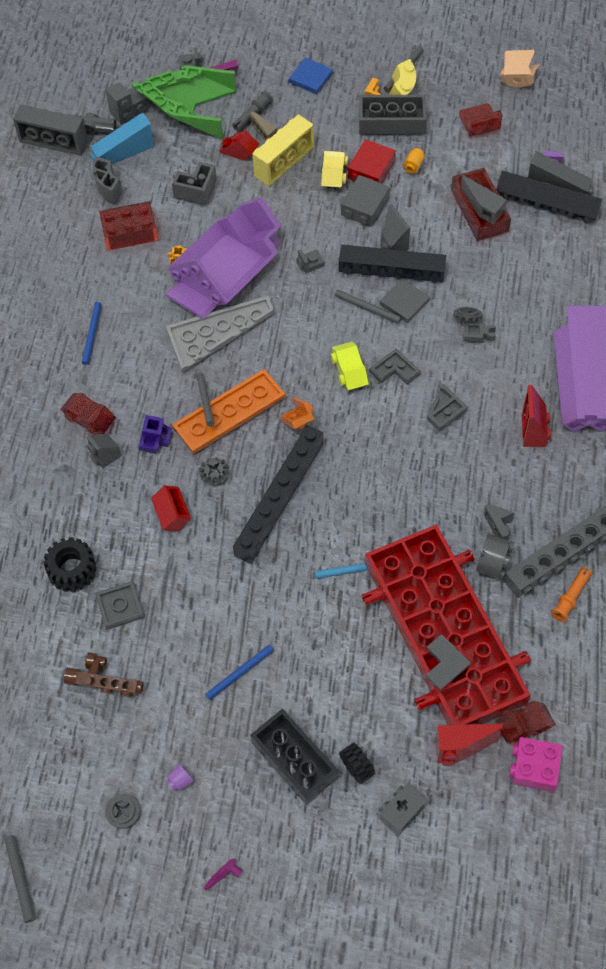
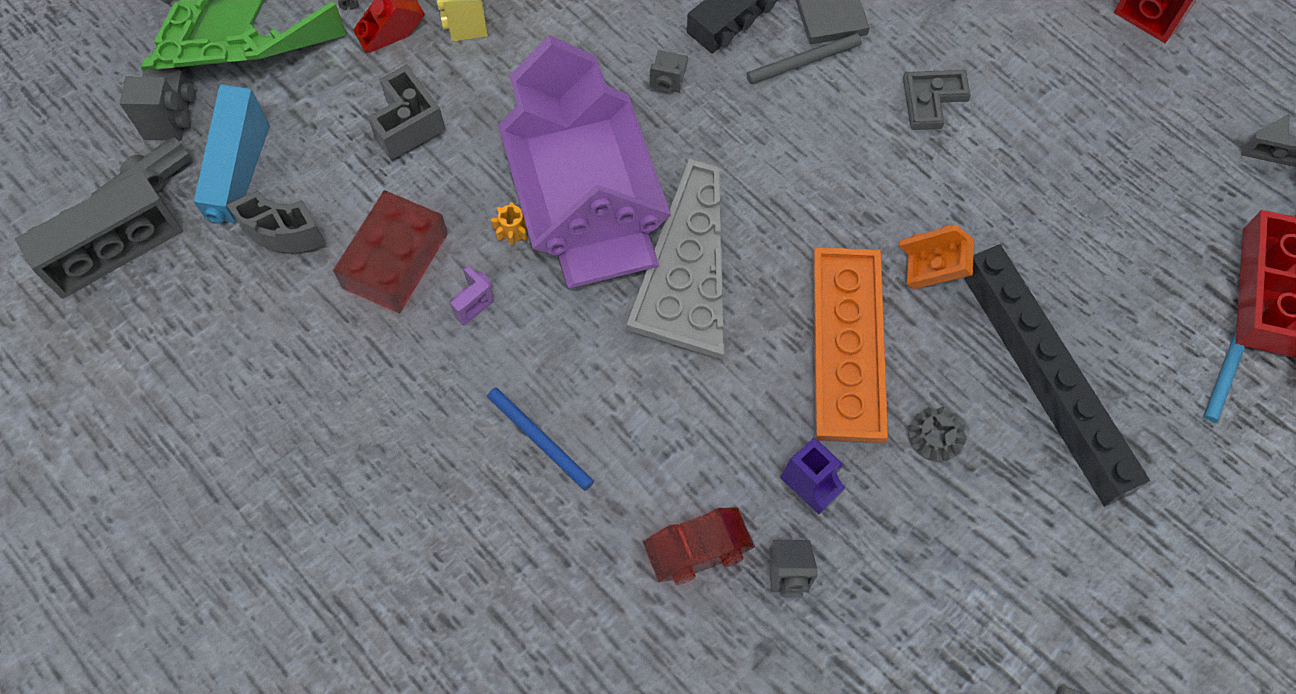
camera: 55 degrees left, 5 degrees up
(132, 267) = (472, 300): none -> medium lavender bracket
(171, 508) = (977, 539): red brick -> none
(205, 399) = (811, 359): dark grey bar -> none
(349, 365) = (895, 140): neon yellow brick -> none
(445, 408) = (1050, 82): dark grey wing -> none

